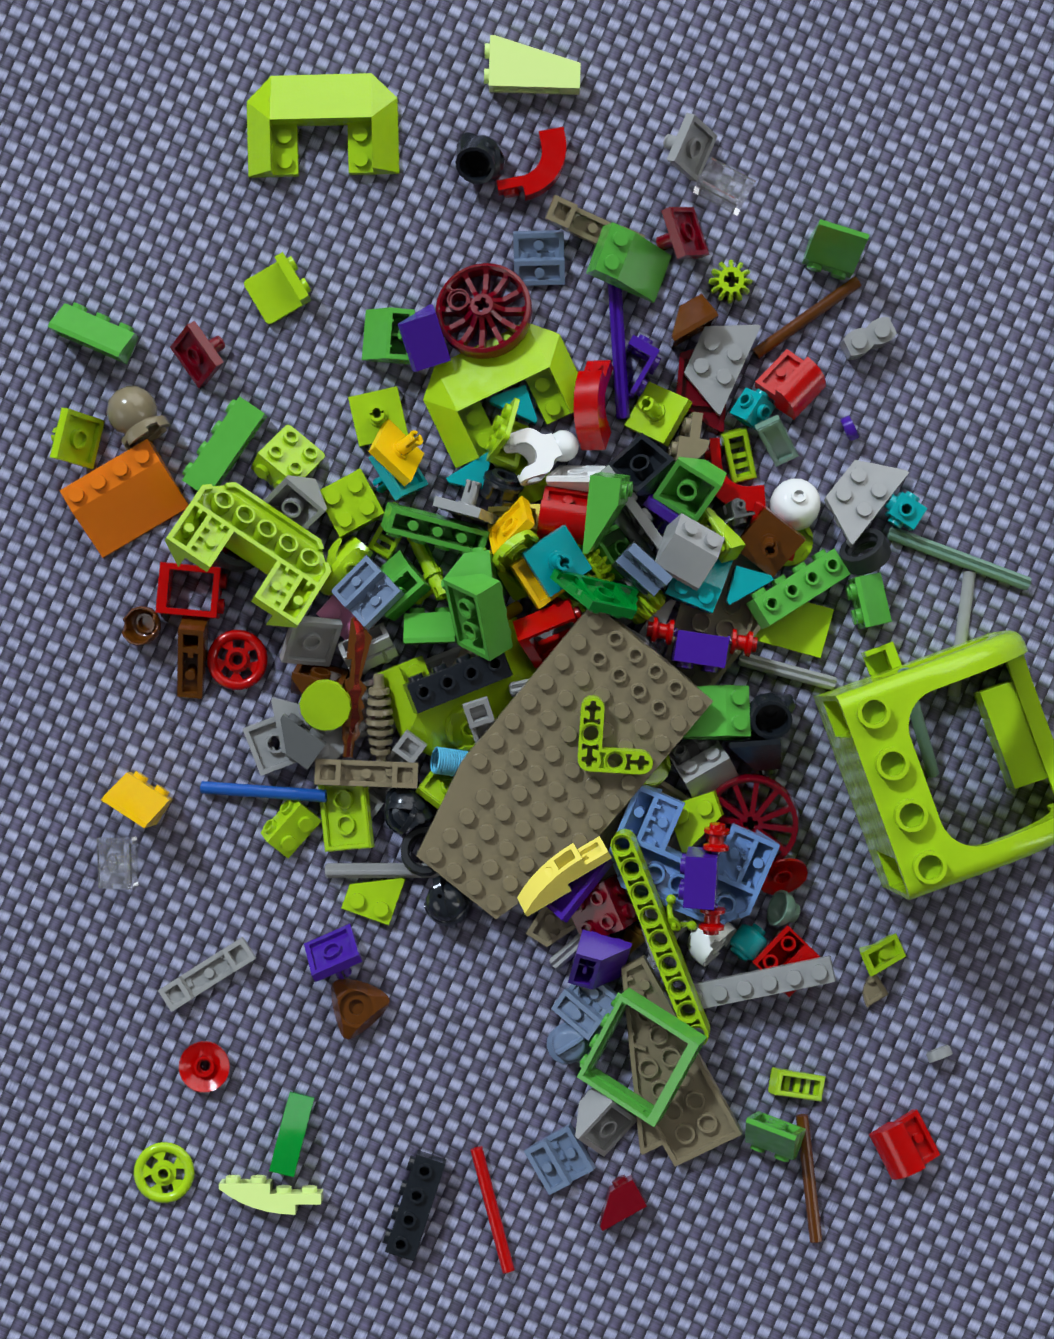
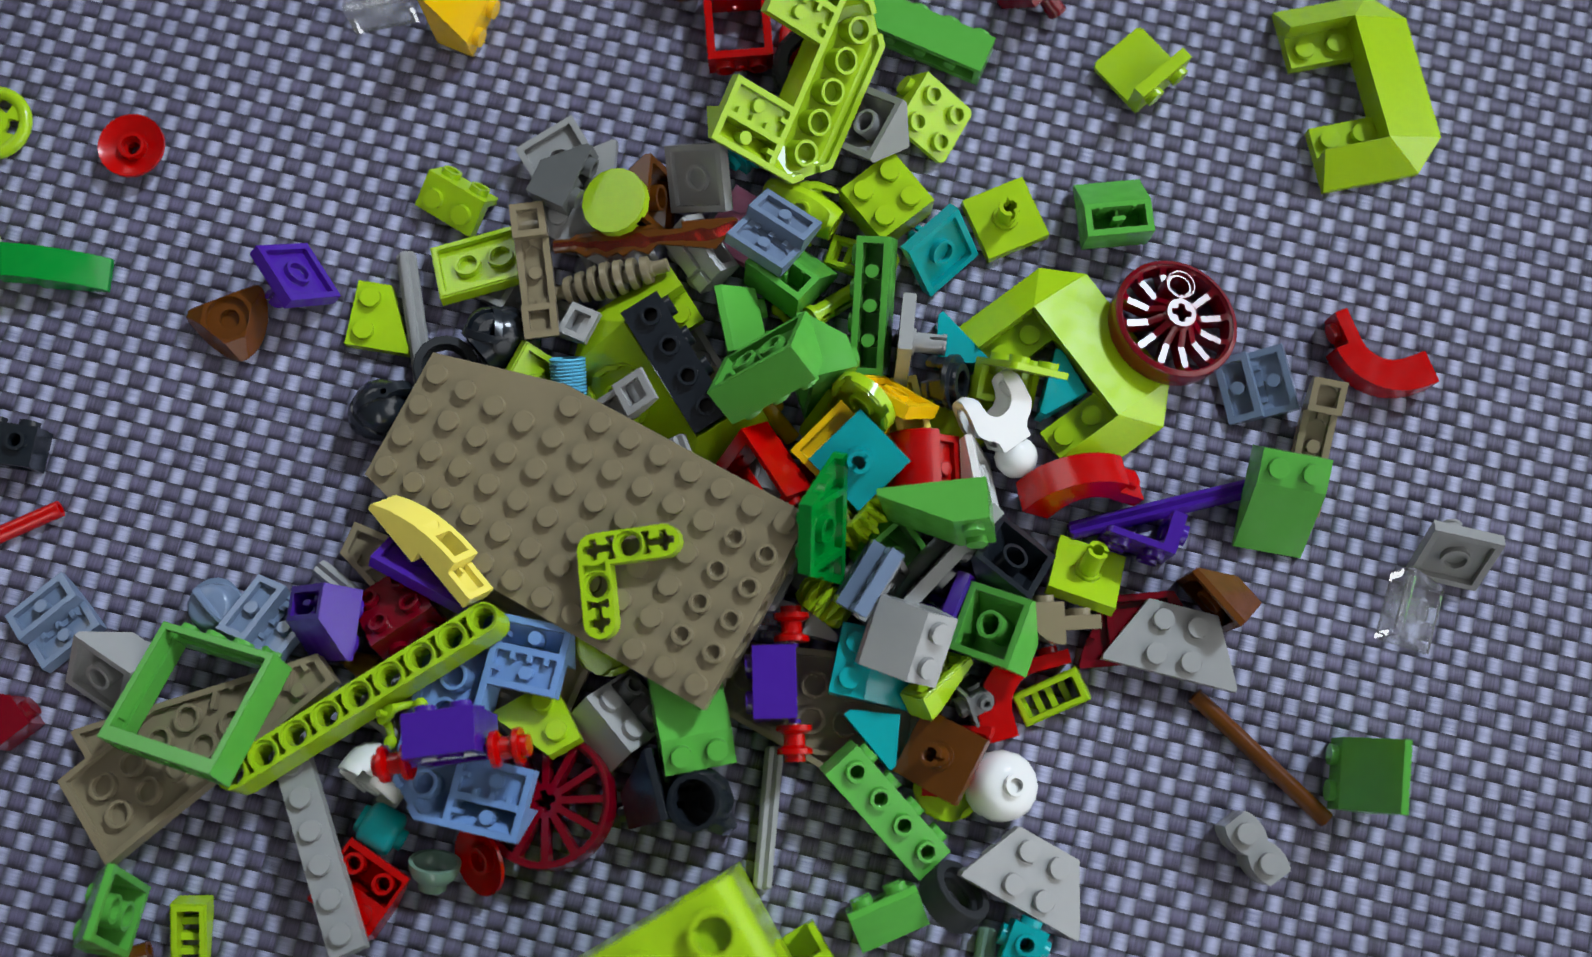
camera: 80 degrees right, 10 degrees down
(192, 656) = (656, 43): reddish brown slope -> none
(207, 974) = (250, 128): light grey slope -> none
(225, 641) = (654, 125): red plate -> none
(263, 791) = (496, 159): blue piece -> none
(397, 451) = (964, 241): yellow tile -> none
(424, 339) = (1118, 249): dark purple slope -> none
(479, 159) = (1368, 282): black helmet -> none
(528, 69) = (1499, 328): yellowish green slope -> none
(683, 233) = (1336, 565): dark red tile -> none
(737, 276) = (1290, 655): lime gear -> none
(752, 407) = (1120, 703): teal brick -> none
(776, 440) = (1084, 743): sand green tile -> none
(792, 383) = (1166, 751): red brick -> none
(800, 630) = (828, 824): lime tile -> none
(849, 428) = (1121, 844): dark purple tile -> none

